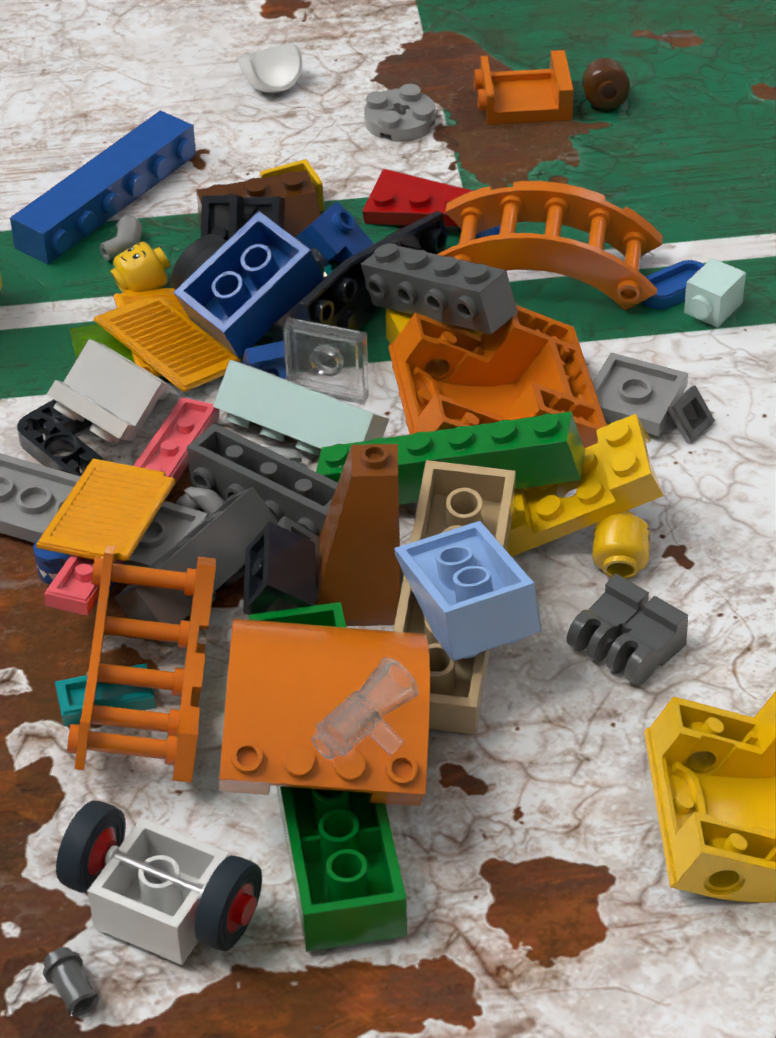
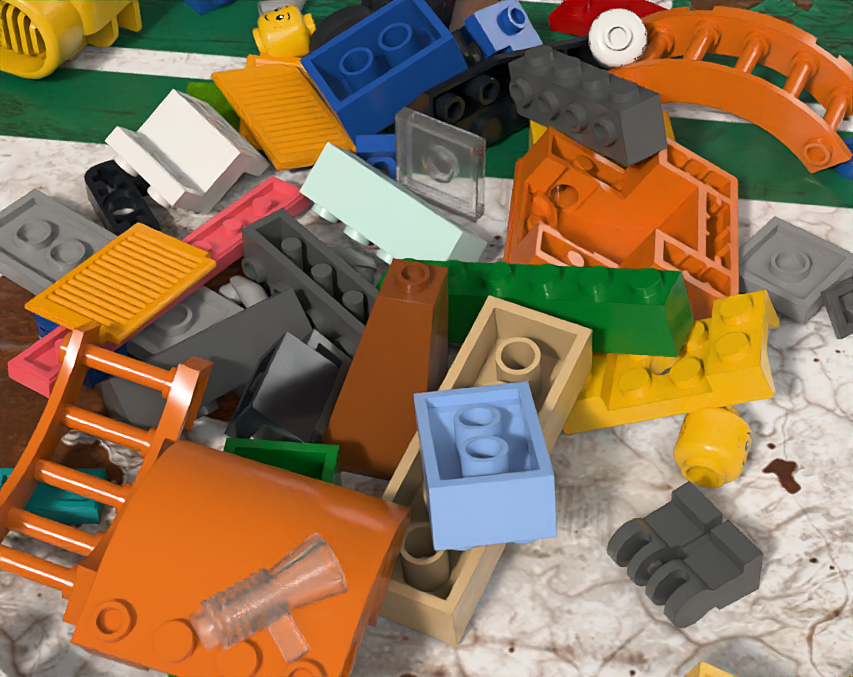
camera: 15 degrees right, 0 degrees up
(441, 225) = (617, 38): none -> white head

